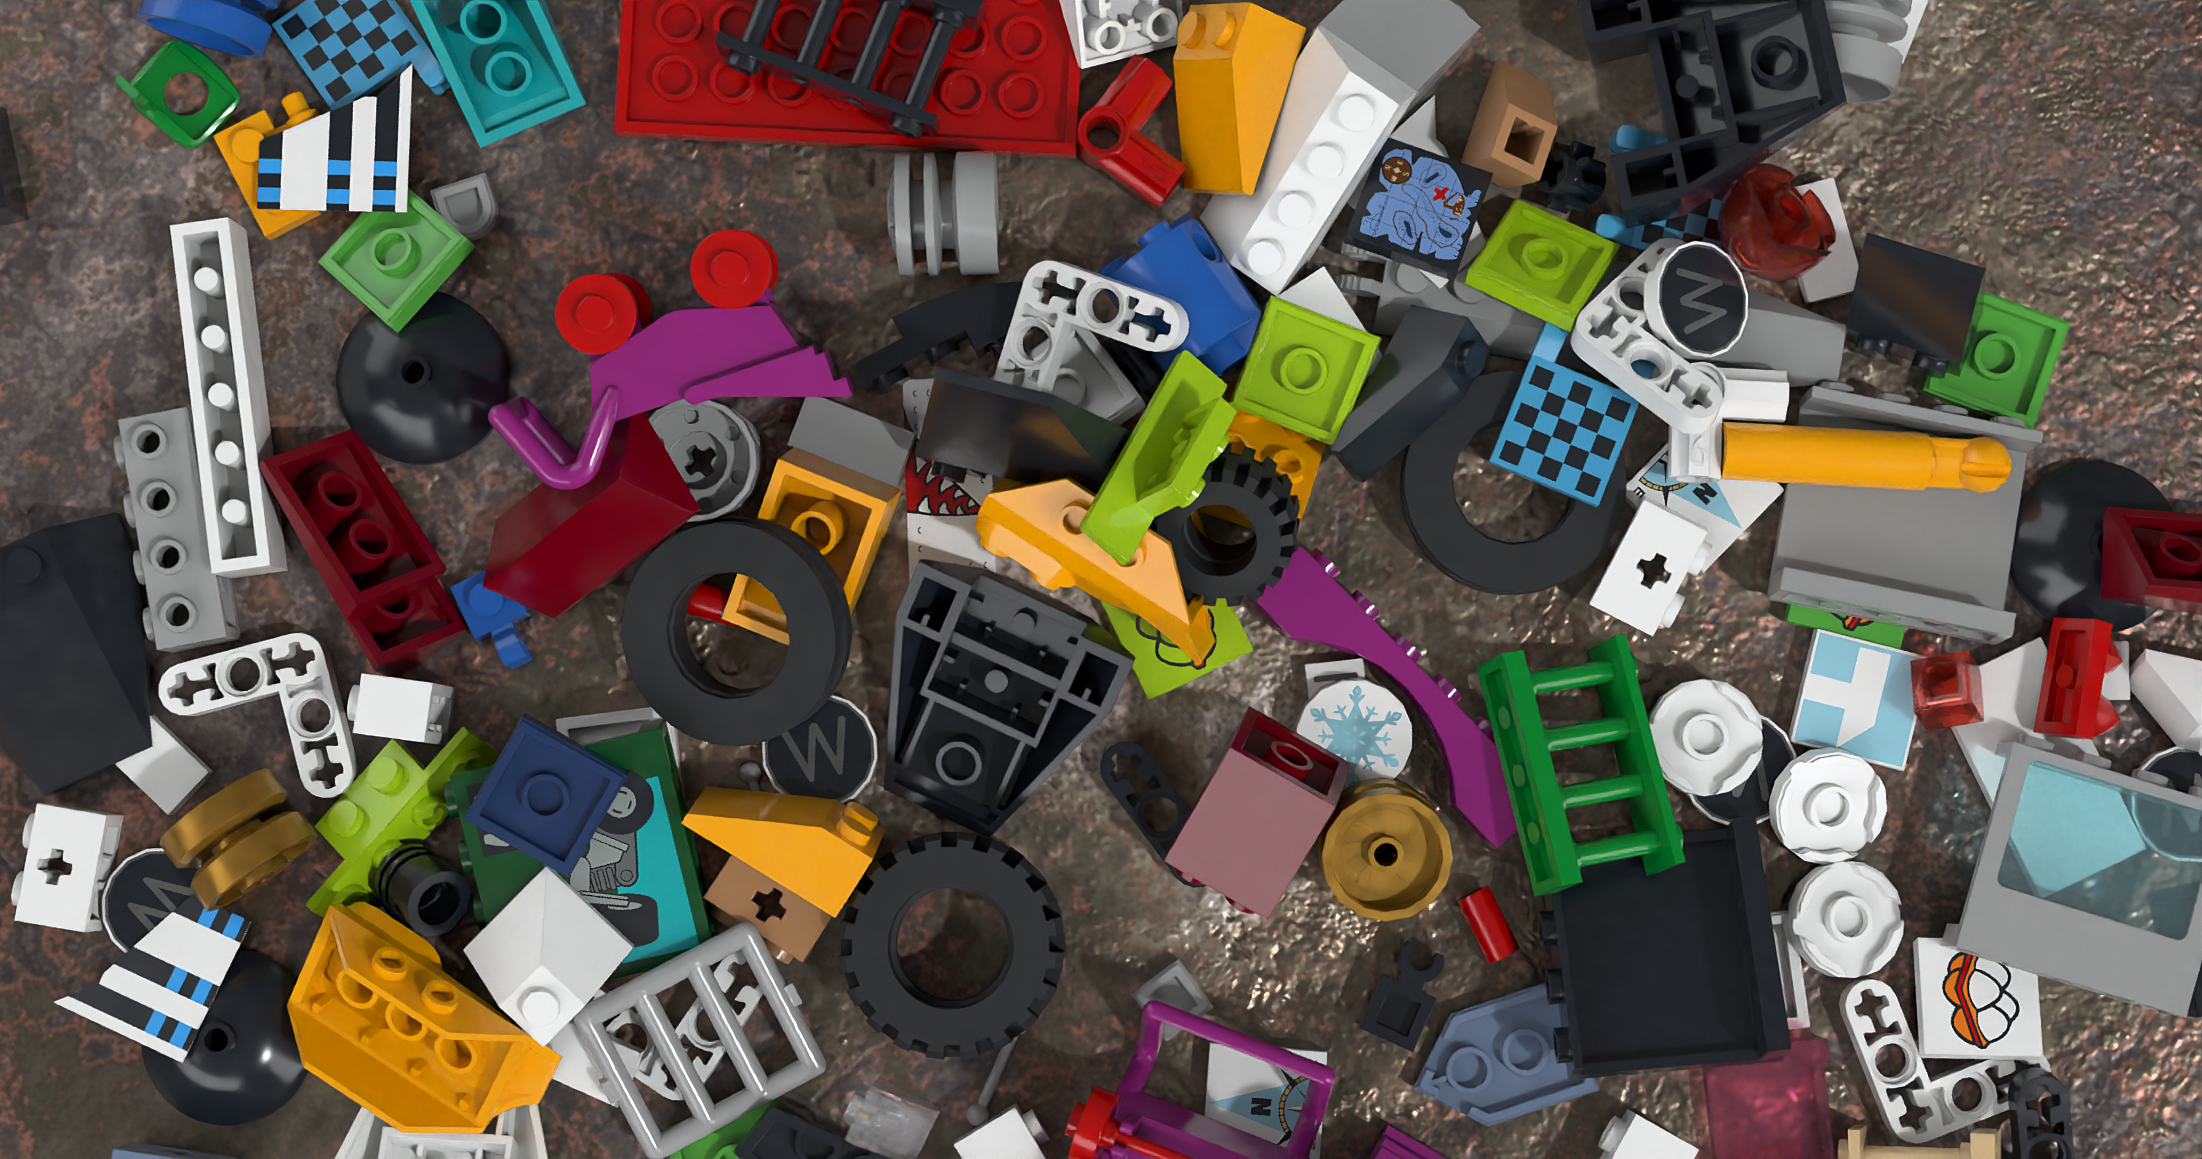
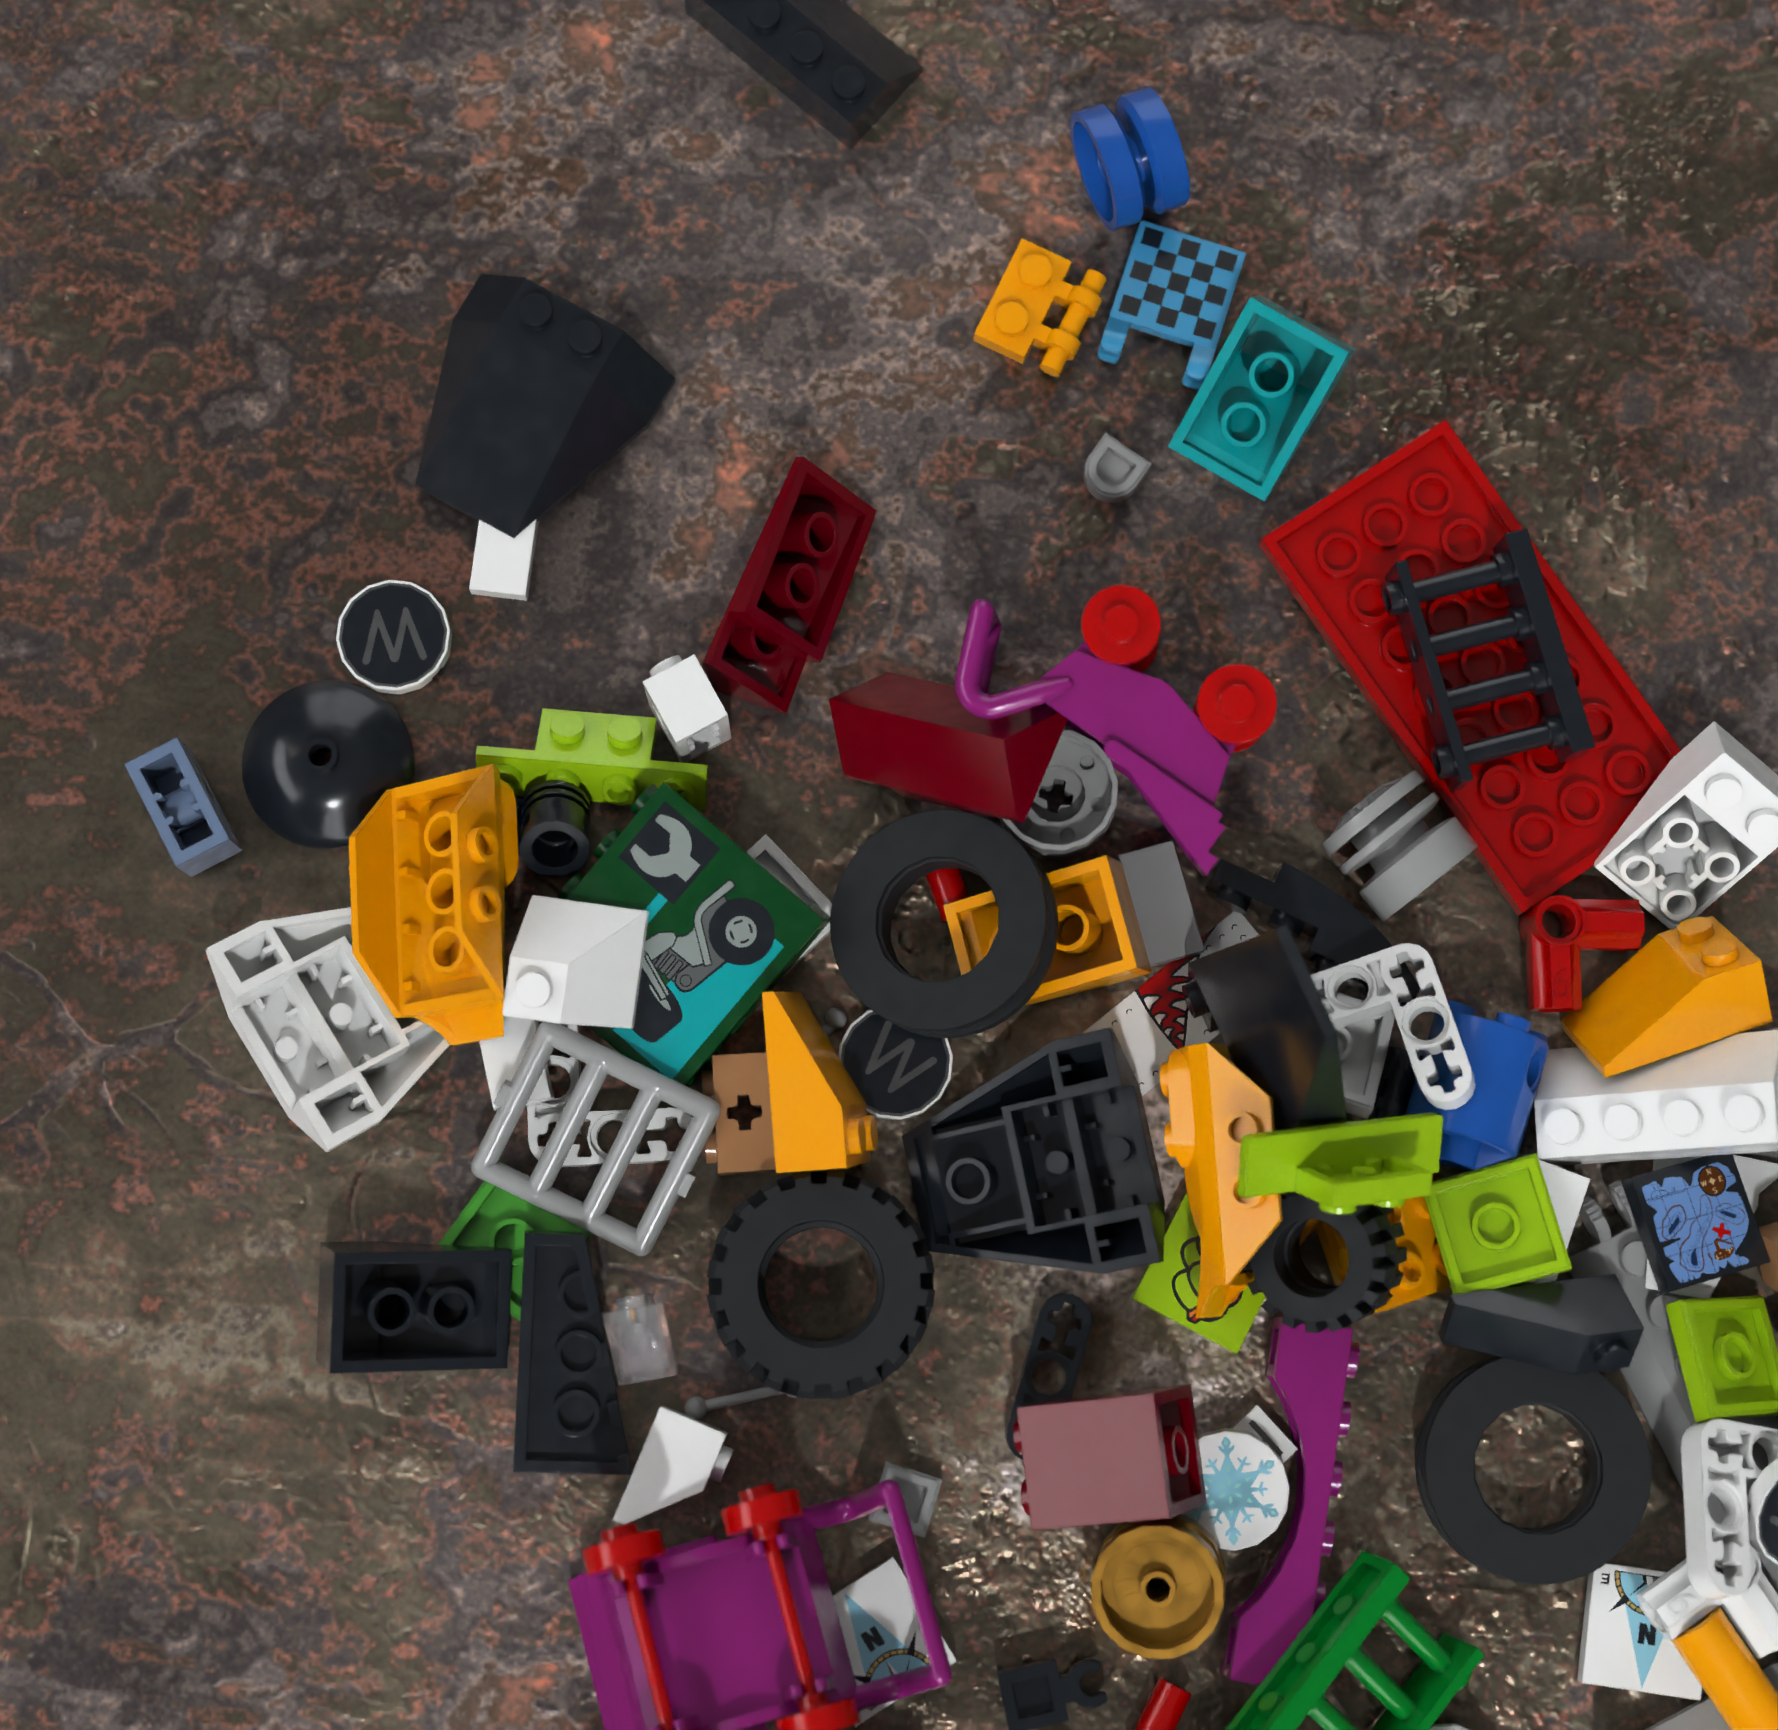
camera: 45 degrees right, 5 degrees down
(81, 838) = (401, 535): white brick -> none
(149, 91) = (1027, 162): green piece -> none
(165, 505) = (696, 434): light grey brick -> none
(166, 980) = (339, 682): sticker -> none
(227, 397) = (829, 396): white brick -> none
(238, 839) = (491, 656): pearl gold wheel -> none
(294, 692) = (637, 615): white beam -> none
(342, 158) = (1080, 347): sticker -> none
(397, 259) = (1037, 443): bright green tile -> none
(443, 411) = (946, 569): black dish -> none
(493, 616) = (811, 726): blue plate -> none
(546, 795) = (704, 869): dark blue tile -> none
(1565, 424) = (1615, 1474): dark azure flag -> none
(1622, 586) = (1521, 1620): white brick -> none

